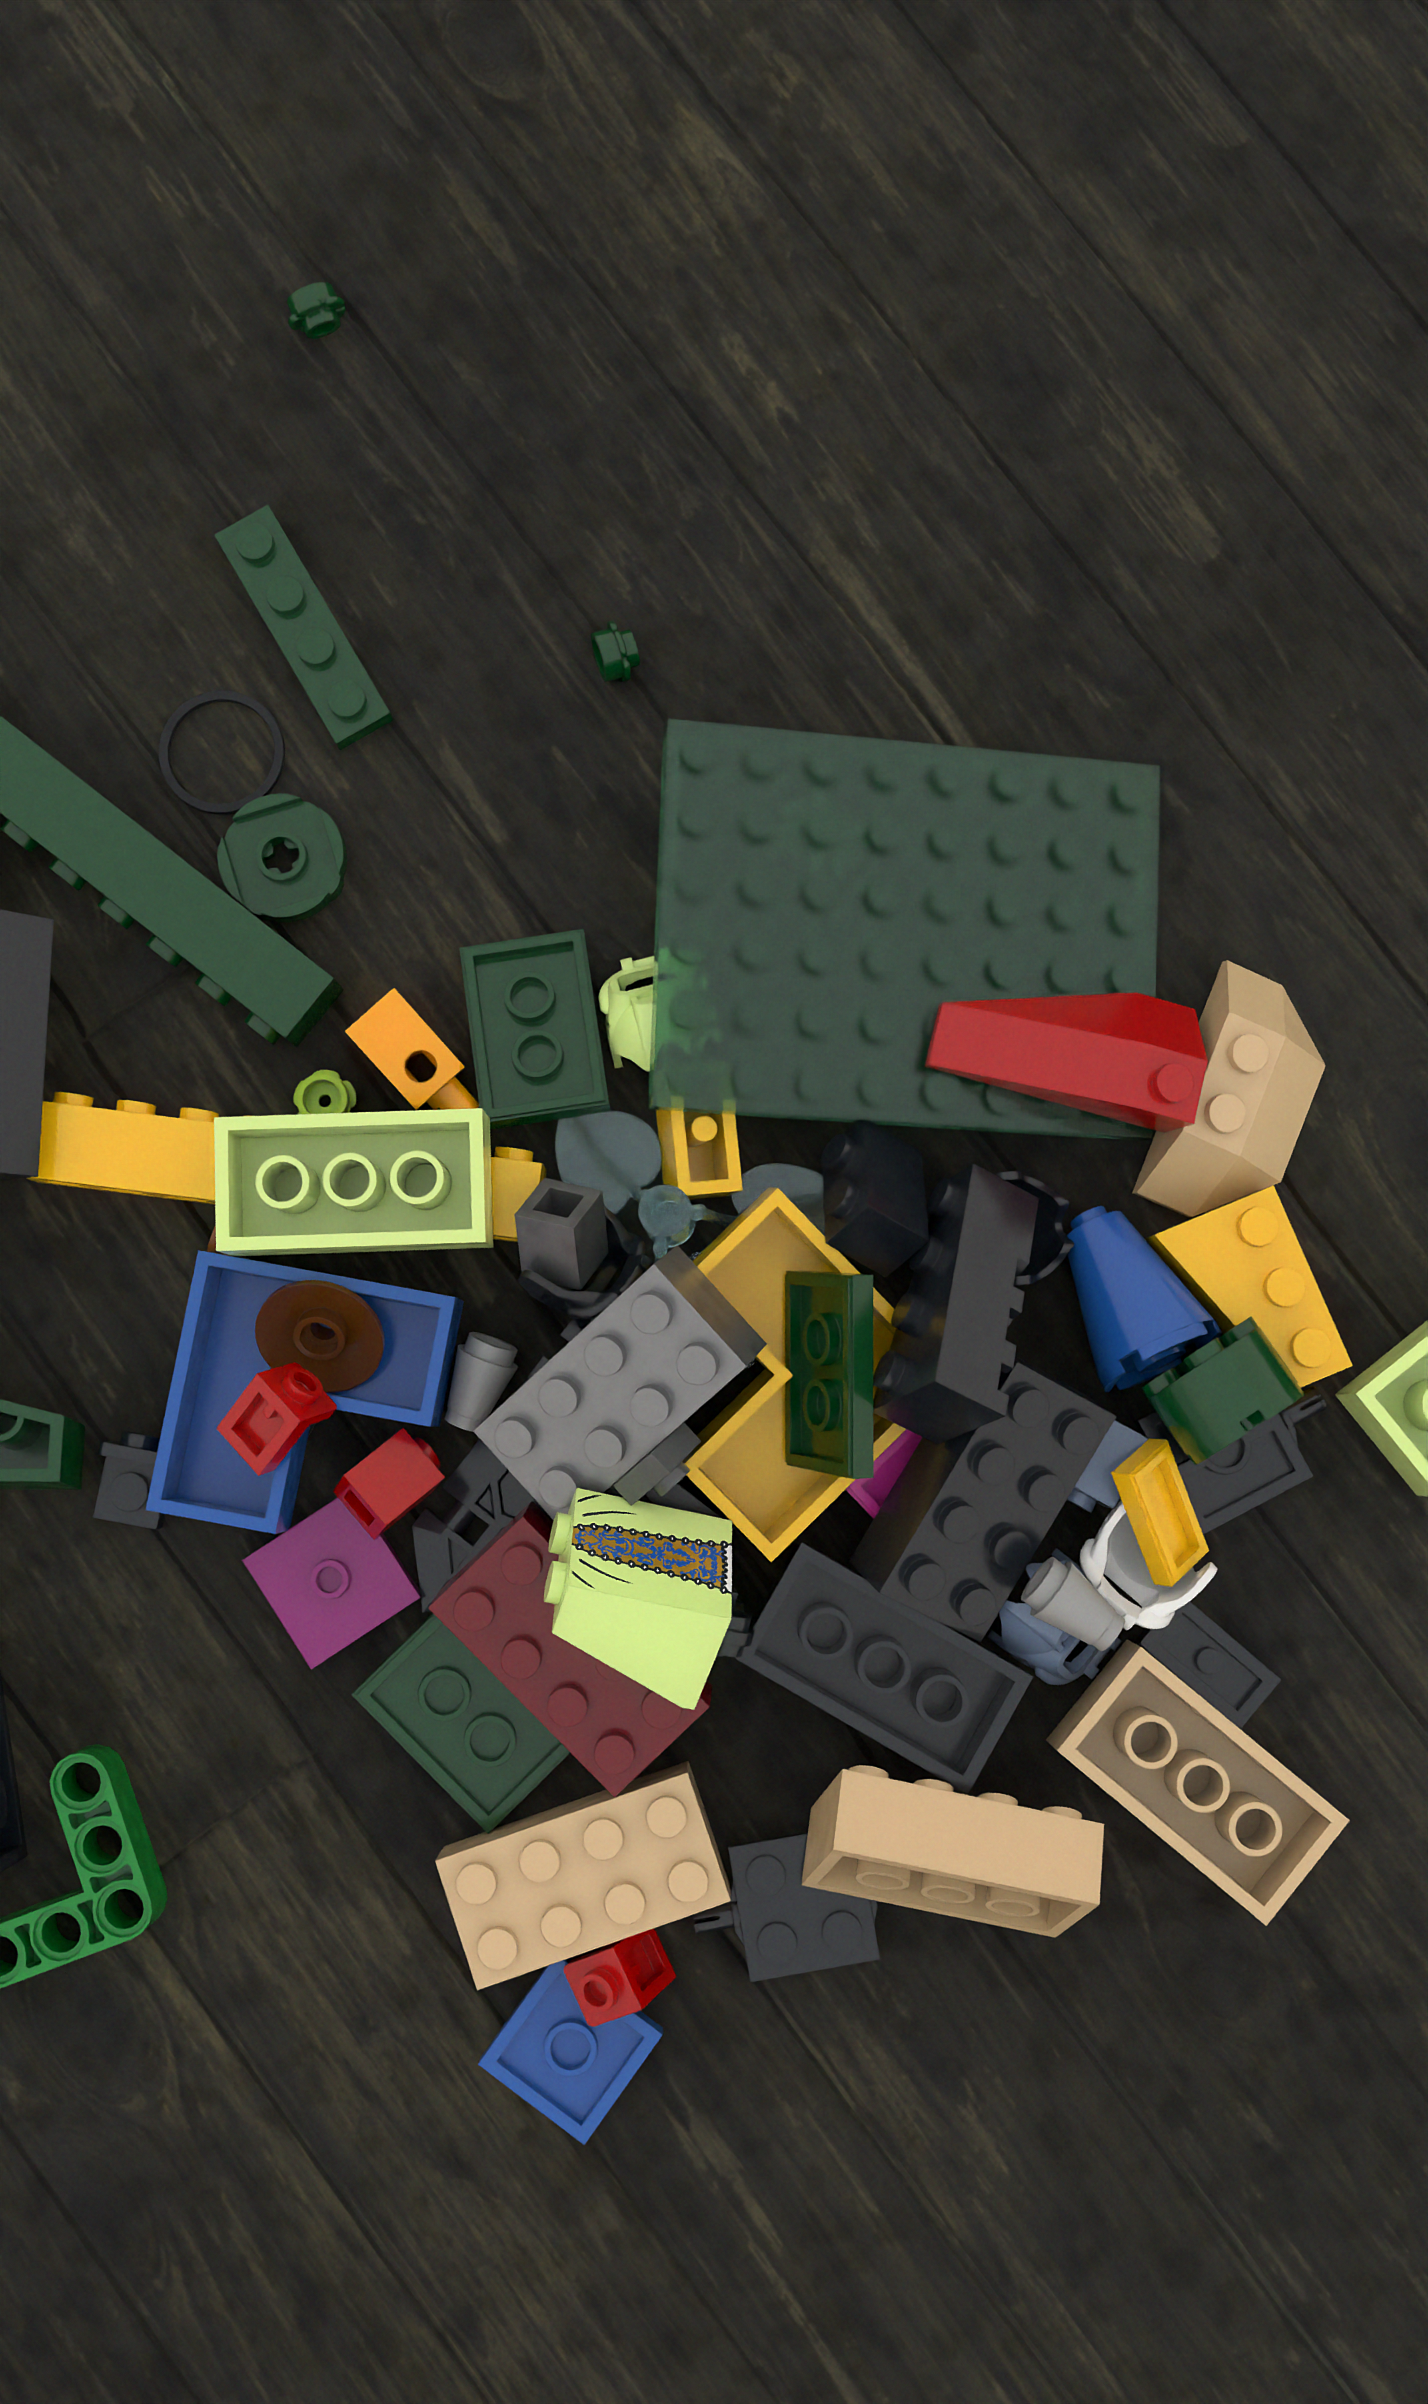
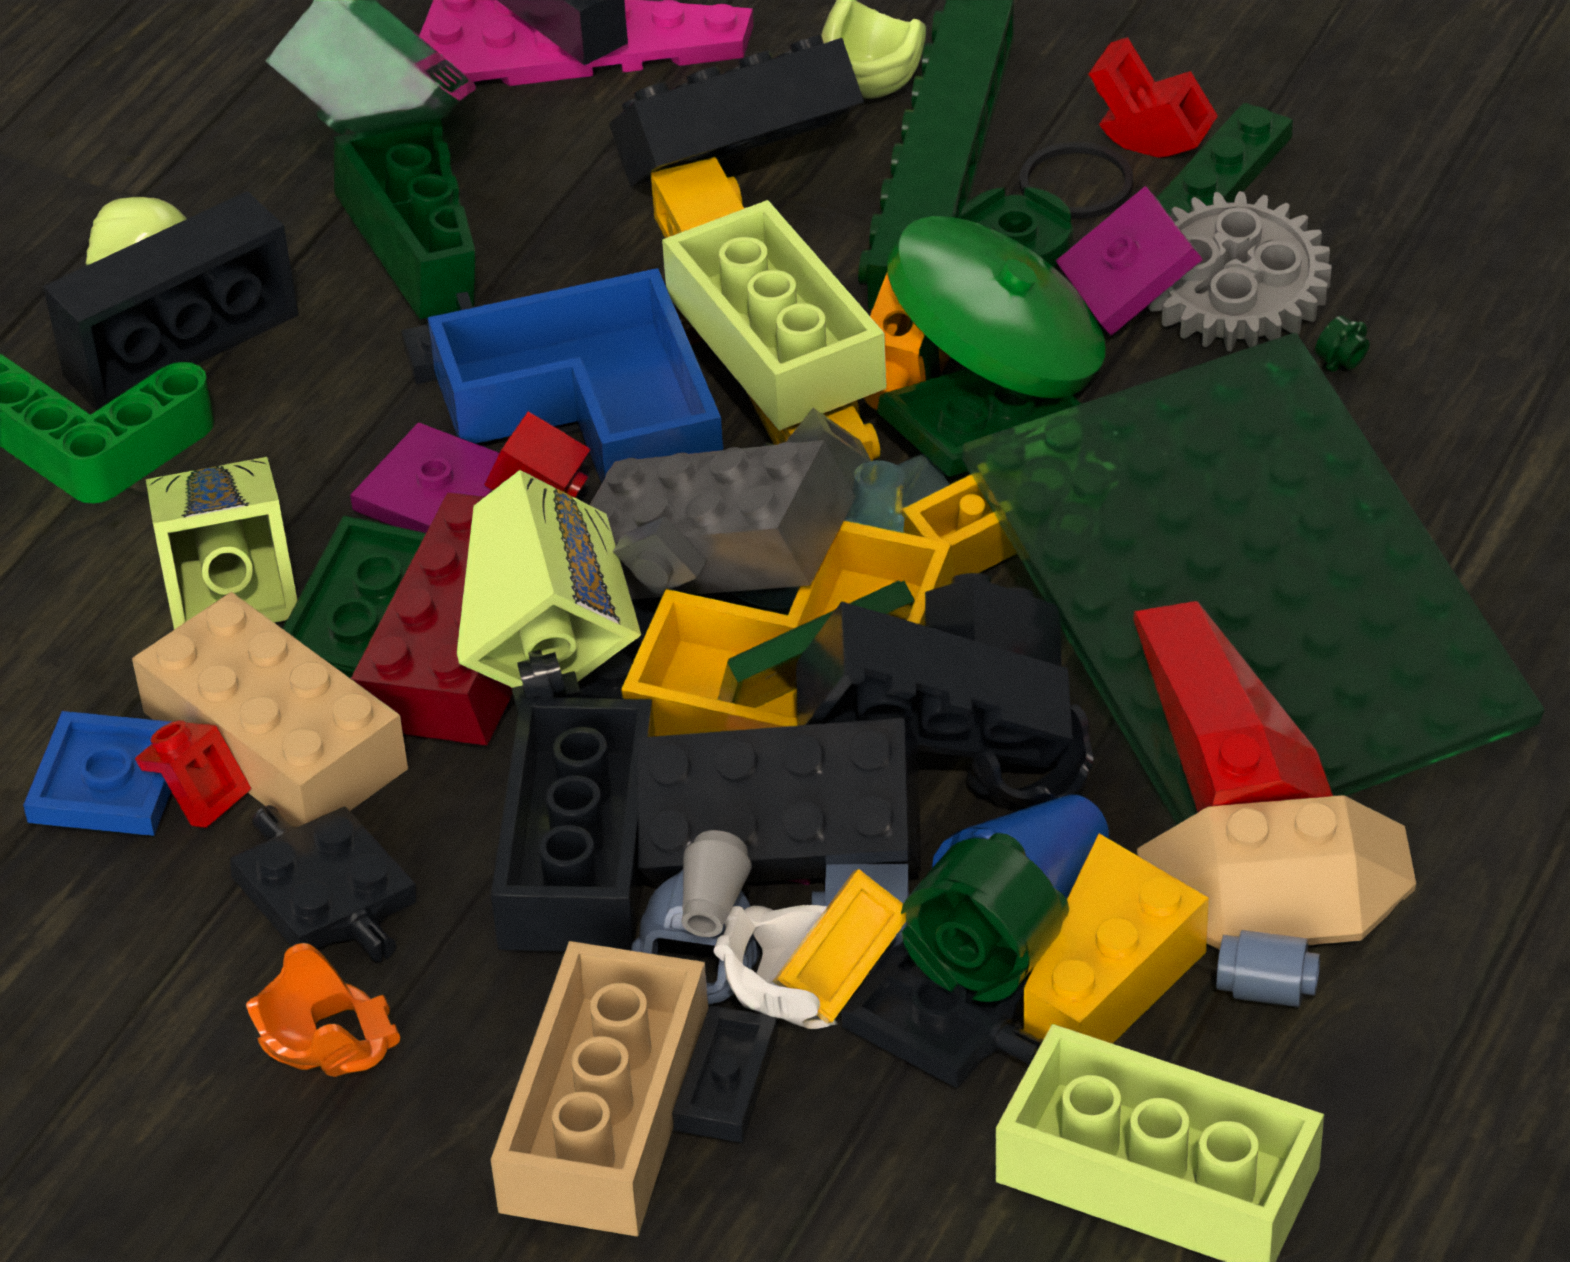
camera: 65 degrees right, 40 degrees down
(187, 633) = (1148, 114): none -> red brick
(274, 1415) = (553, 333): red bracket -> none
(315, 310) = (1471, 86): dark green plate -> none
(323, 1828) = (220, 536): none -> yellowish green slope
(338, 1355) = (637, 370): reddish brown dish -> none
(414, 787) = (1128, 260): none -> magenta plate
(427, 955) = (996, 307): none -> green dish
(519, 683) = (1253, 276): none -> light grey gear
(953, 1852) = (429, 908): tan brick -> none
(986, 2004) = (309, 992): none -> orange helmet
(1328, 1164) = (1267, 968): none -> sand blue brick

